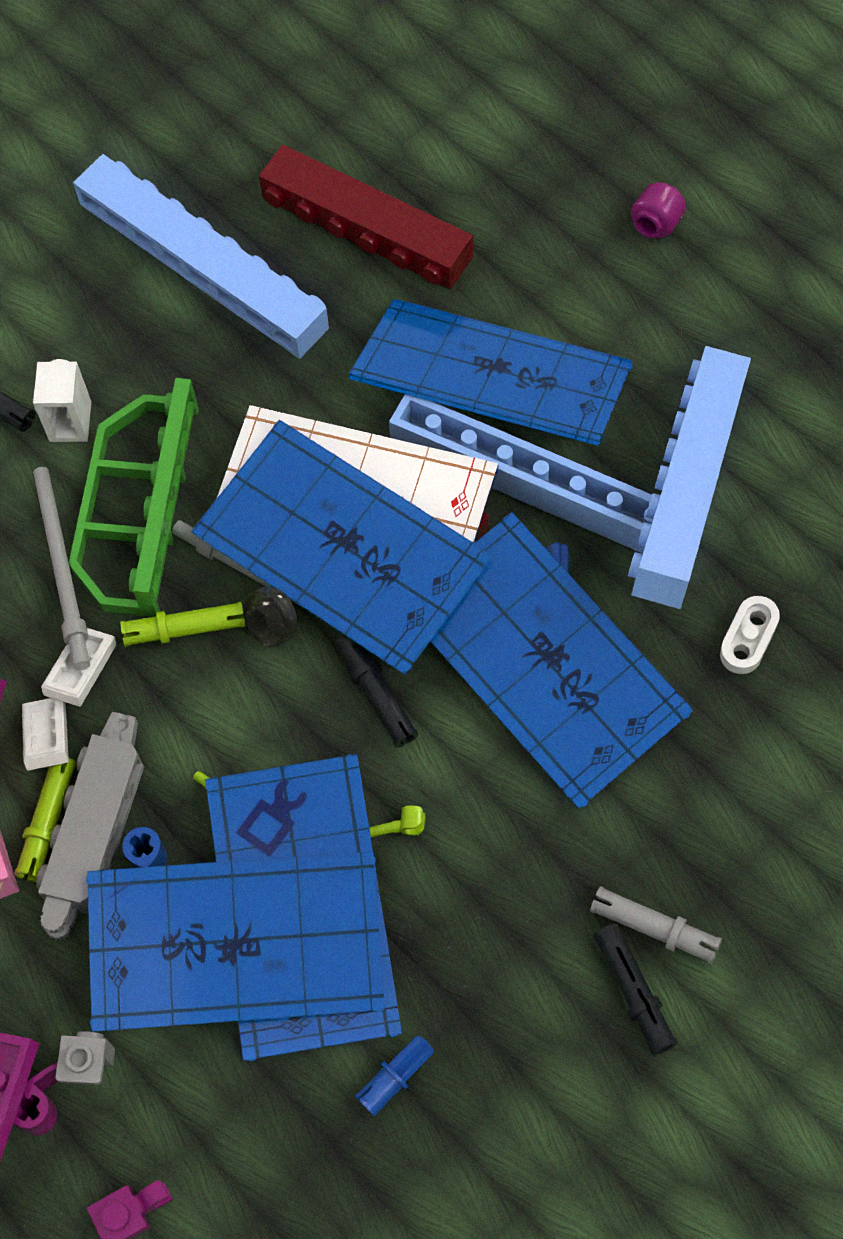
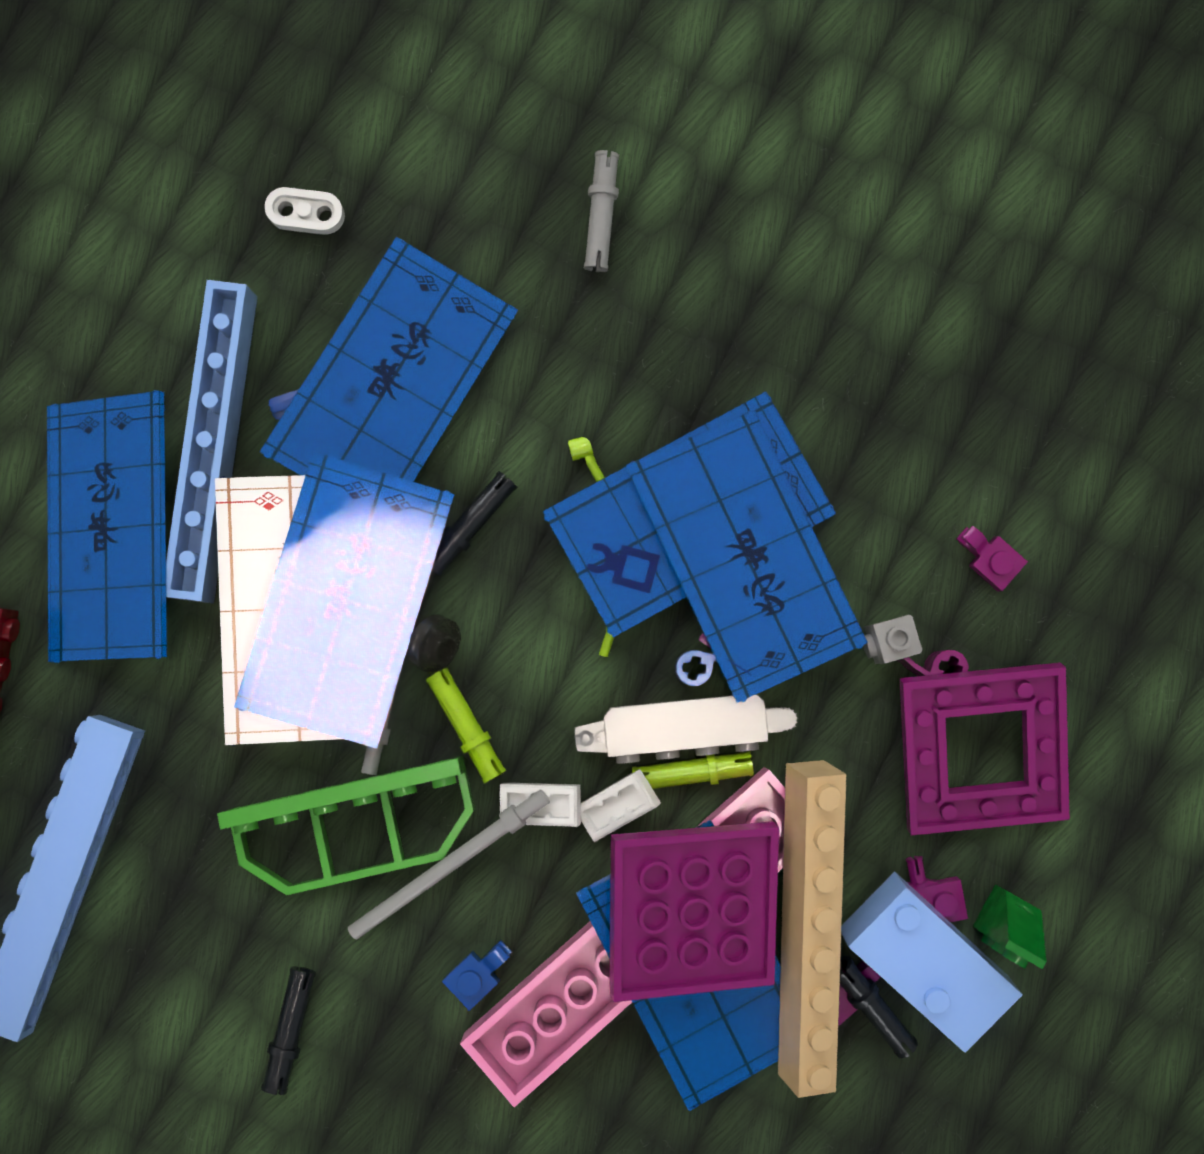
camera: 115 degrees left, 20 degrees up
(62, 401) = (276, 939): white brick -> none
(394, 1075) = (804, 381): blue axle -> none
(642, 1003) = (674, 199): black pin -> none
(690, 479) = (169, 293): light blue brick -> none

